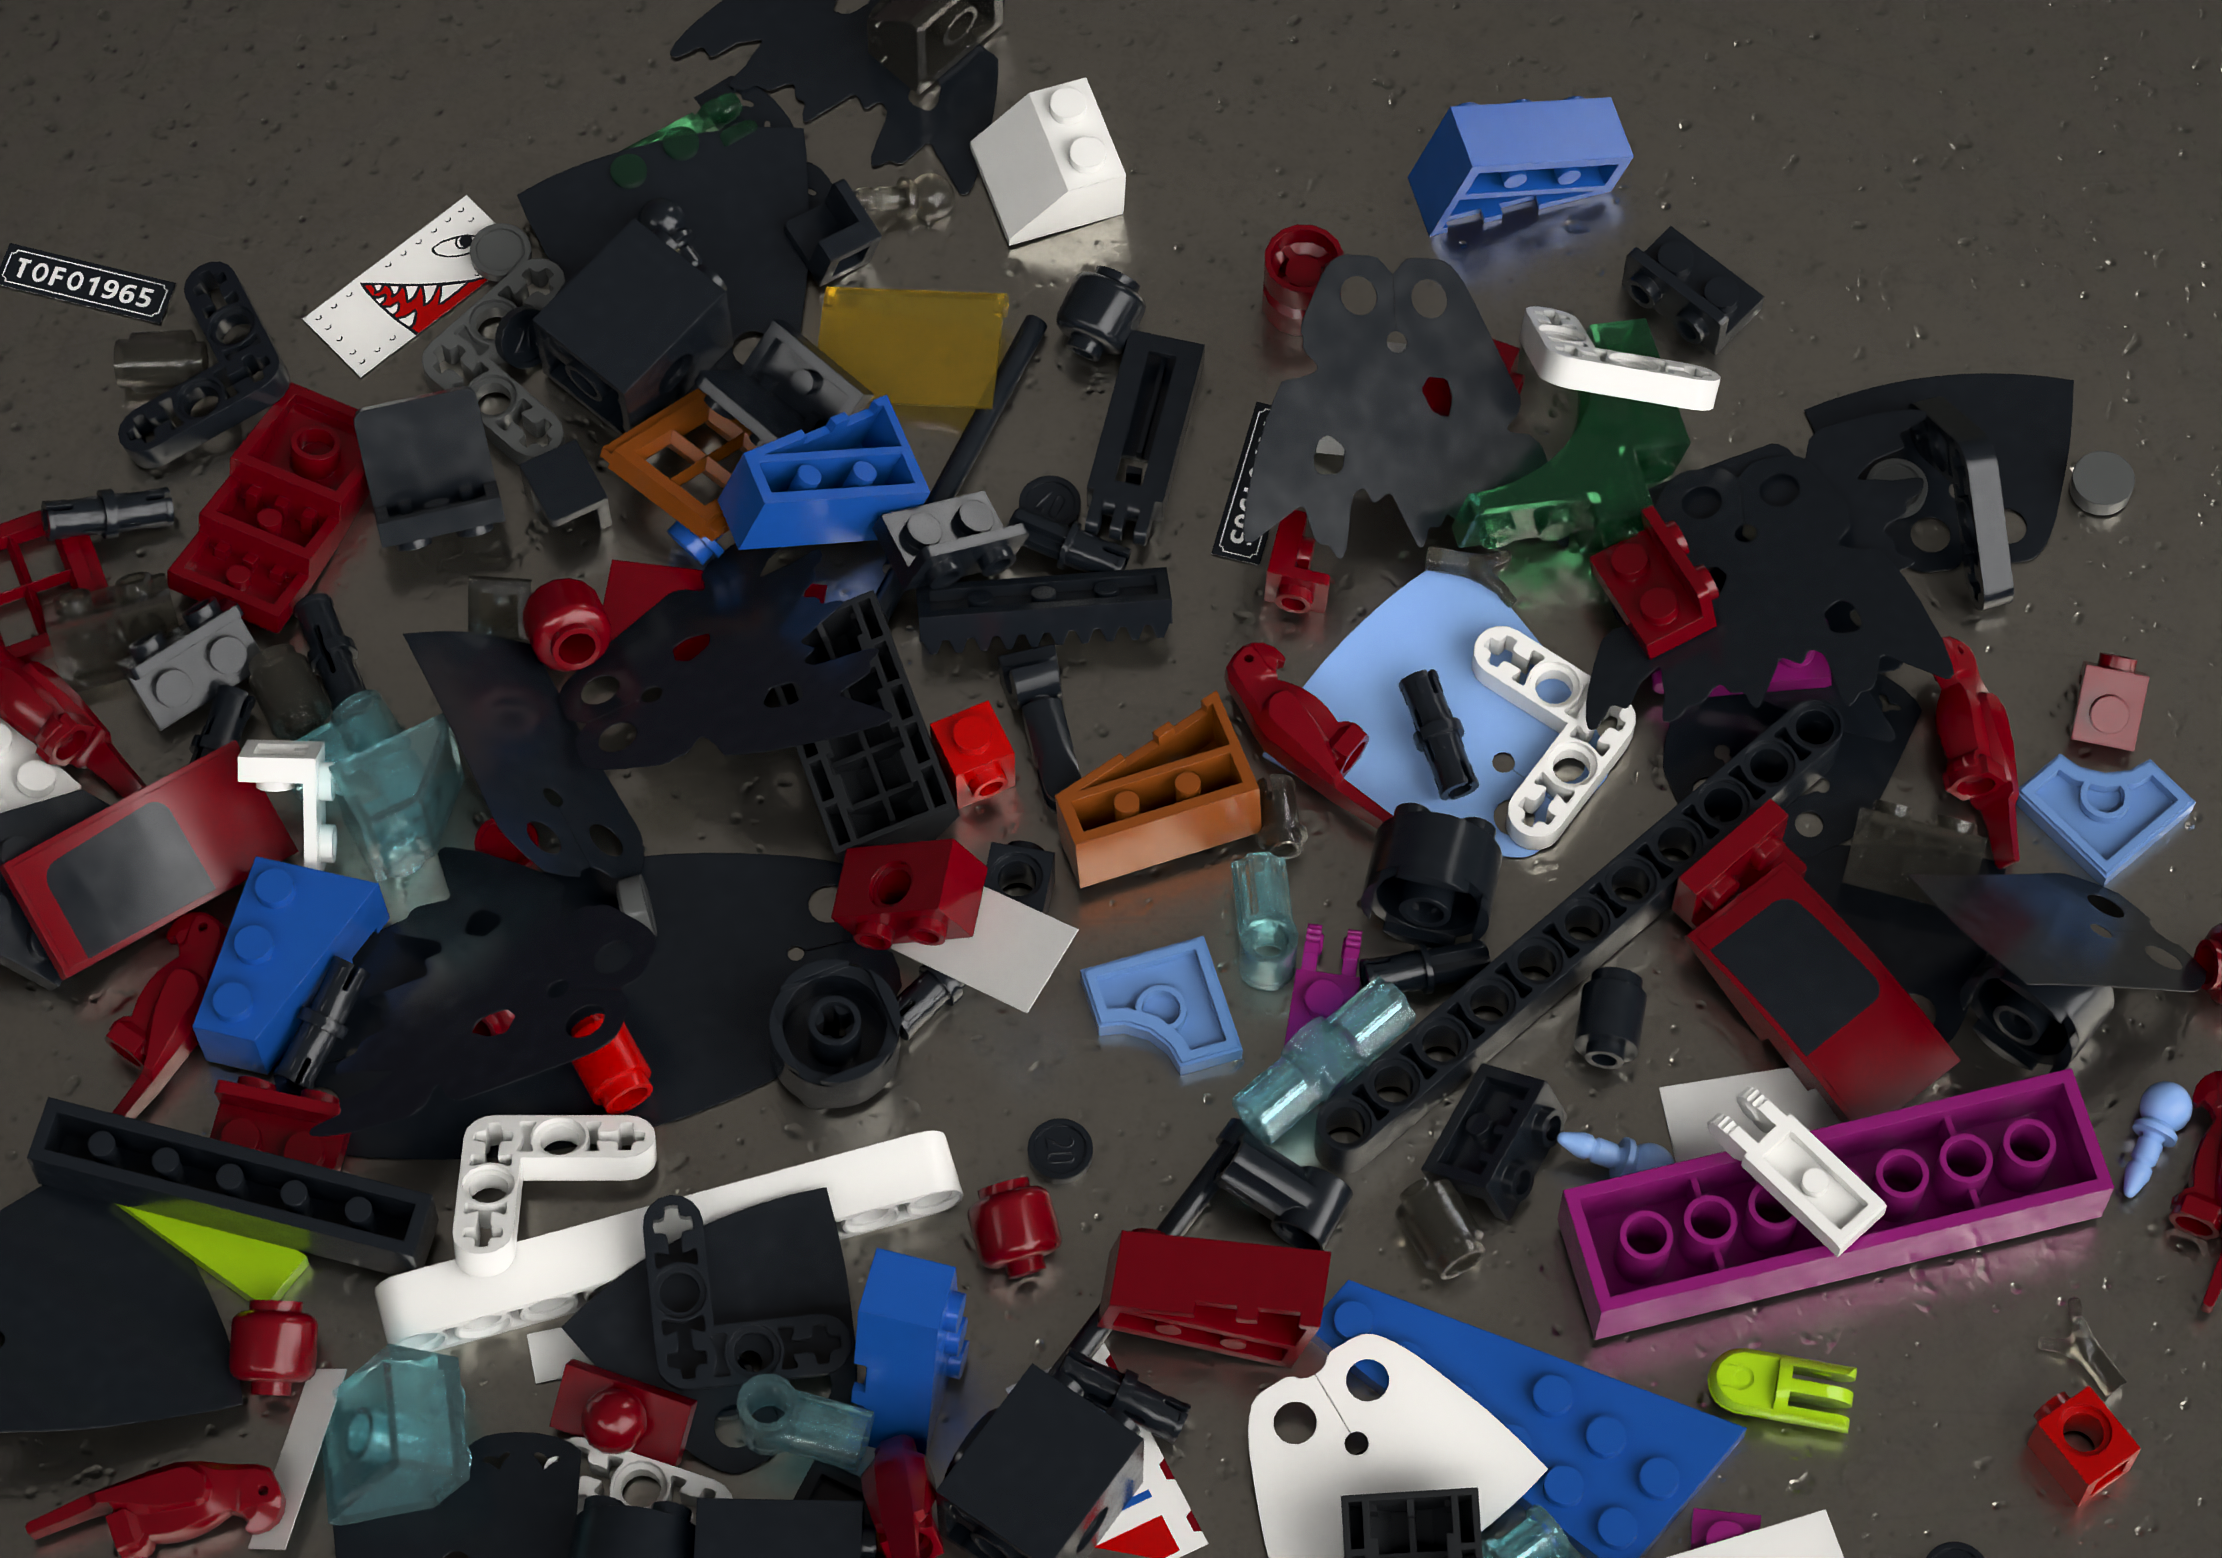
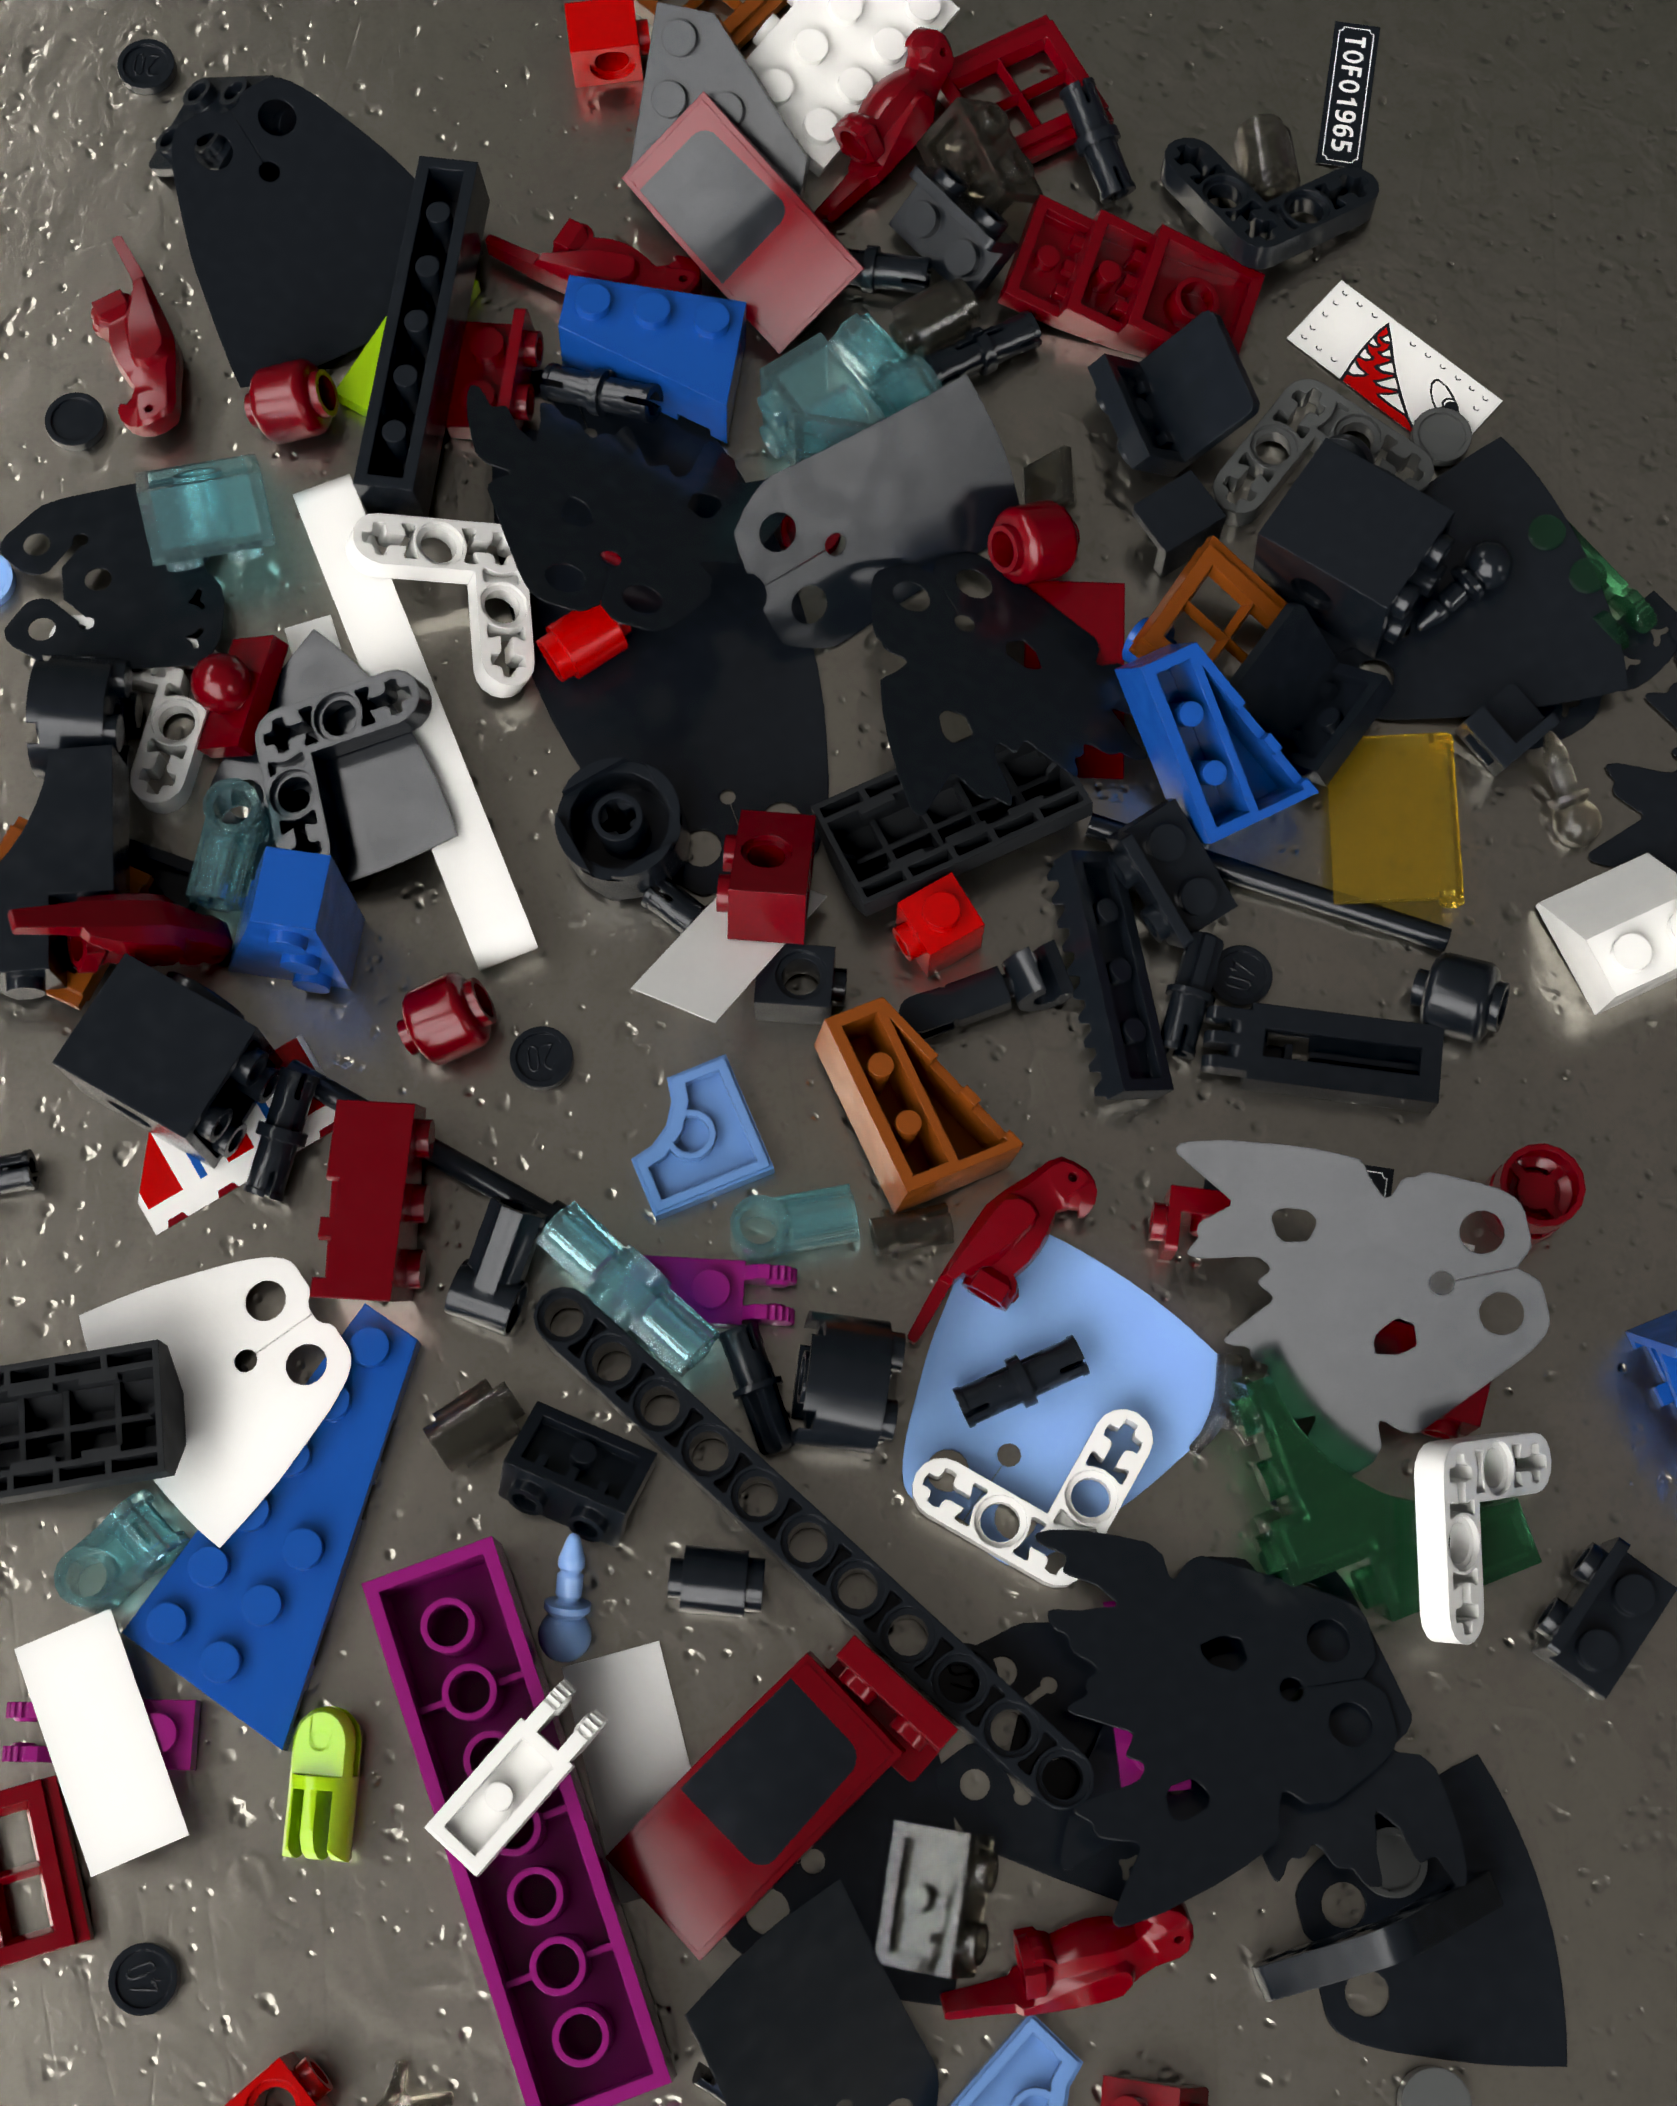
camera: 85 degrees right, 10 degrees up
(281, 764) = (833, 308): white bracket -> none
(301, 1452) = (204, 443): white sticker -> none
(635, 901) = (745, 643): dark grey tile -> none
(1657, 585) = (1205, 1591): dark red bracket -> none

